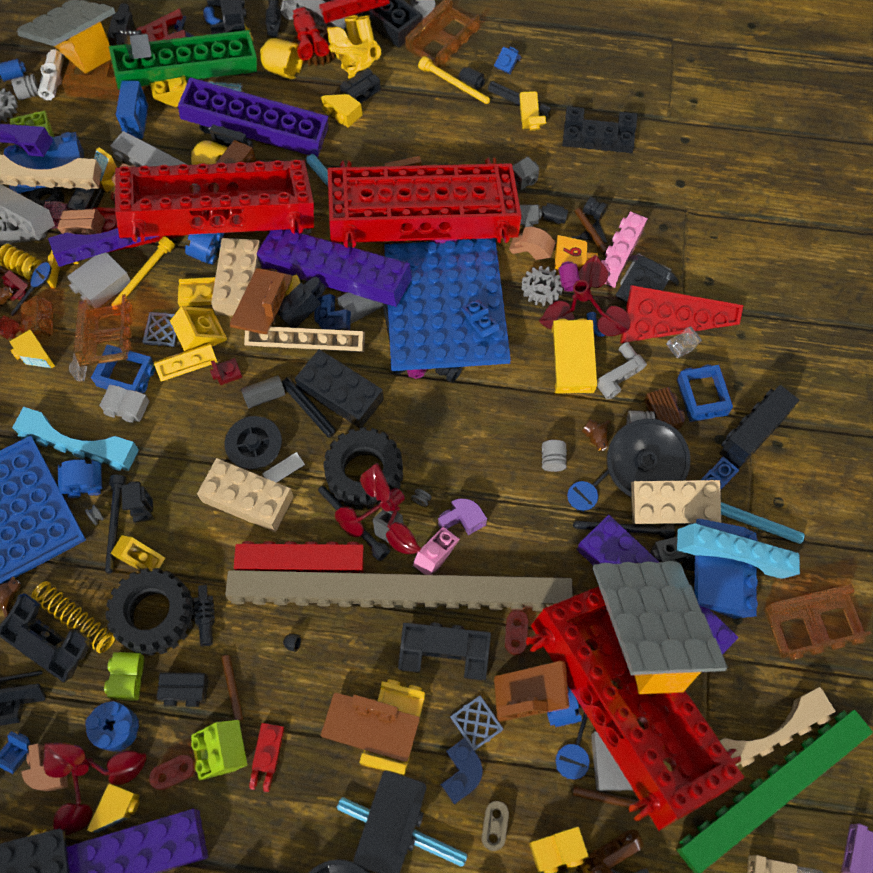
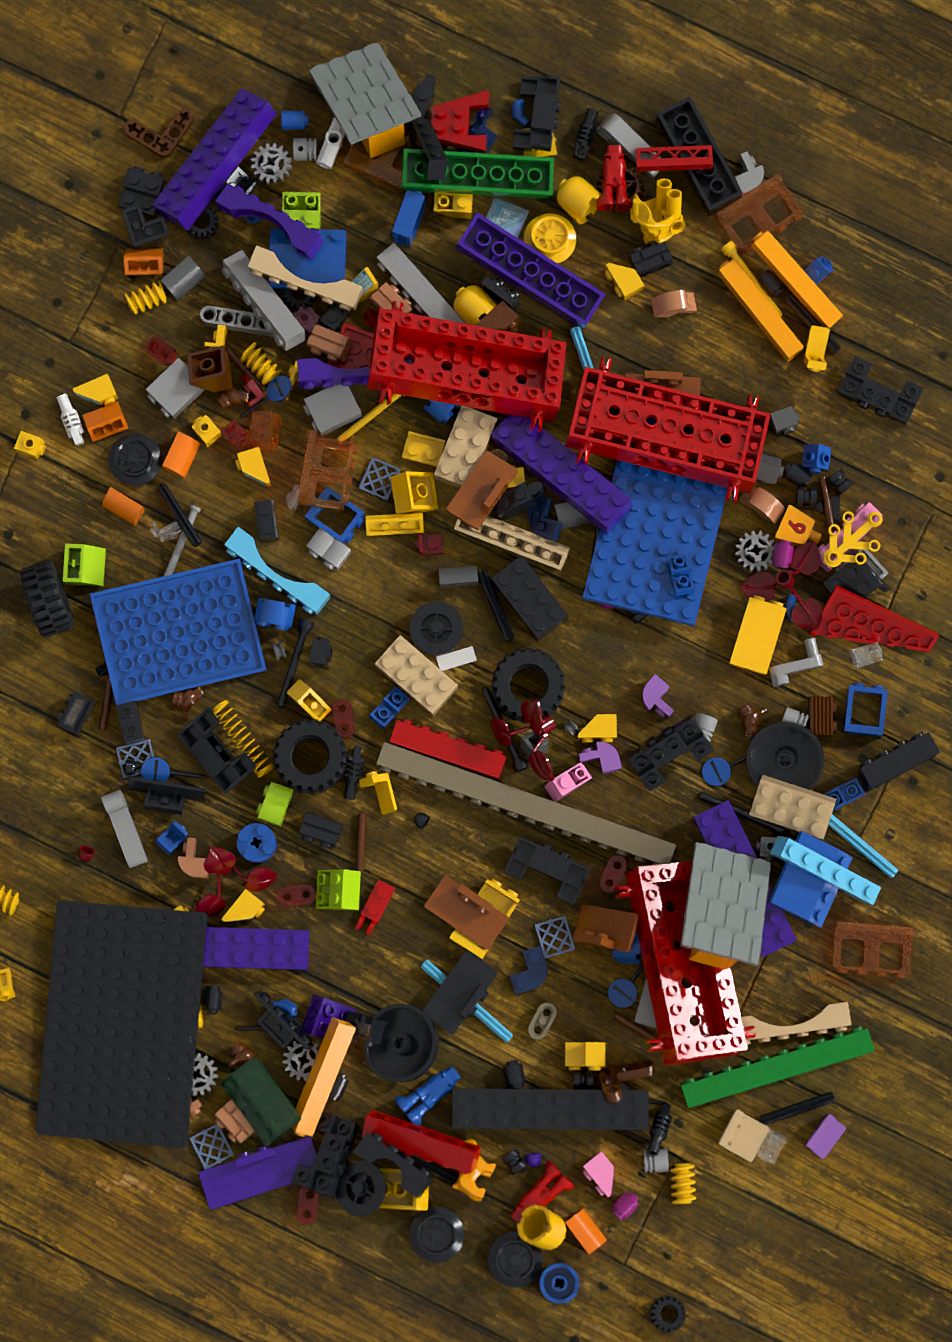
camera: 20 degrees right, 15 degrees up
(54, 395) = (266, 521): none -> black brick
(180, 561) = (343, 718): none -> clear red plate
(226, 537) = (389, 708): none -> blue slope
(241, 621) = (383, 790): none -> yellow bracket
(268, 87) = (551, 236): none -> yellow wheel
(389, 111) = (673, 303): none -> nougat brick
(450, 488) = (601, 727): none -> yellow slope
(470, 99) = (760, 309): none -> light orange brick
(490, 63) = (796, 279): none -> light orange brick
(493, 442) = (652, 697): none -> medium lavender brick
(525, 483) = (666, 747): none -> black bracket
(566, 193) = (816, 458): none -> blue brick
(570, 228) = (808, 496): none -> black wheel
(629, 244) = (850, 541): none -> yellow plant
(816, 830) = (797, 1108): none -> black axle

